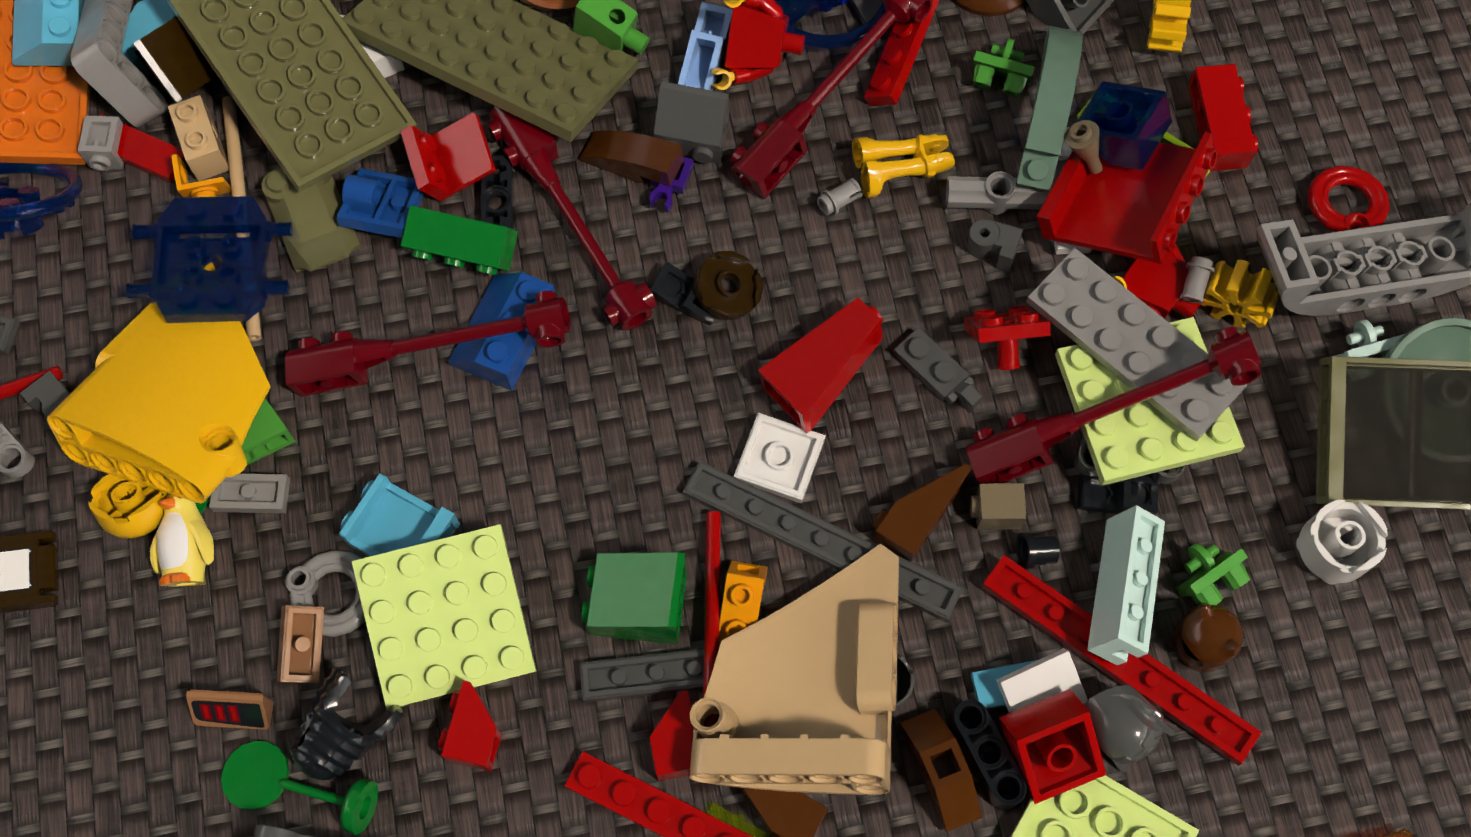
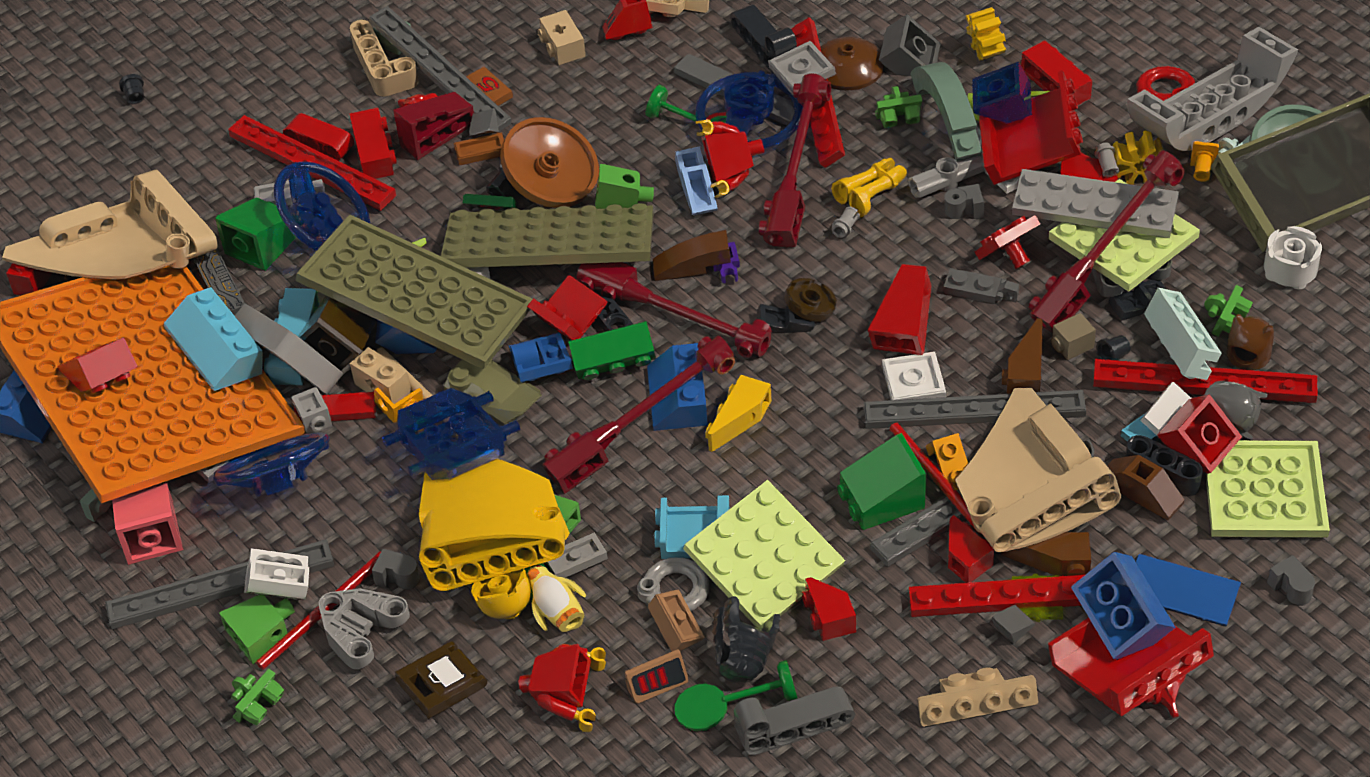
camera: 25 degrees left, 20 degrees down
(119, 656) = (561, 681): none -> red torso
(554, 396) = (742, 409): none -> yellow slope
(694, 120) = (721, 211): dark grey slope -> none
(1084, 141) = (986, 110): dark tan cone -> none
(1325, 333) = (1202, 158): none -> light orange bracket

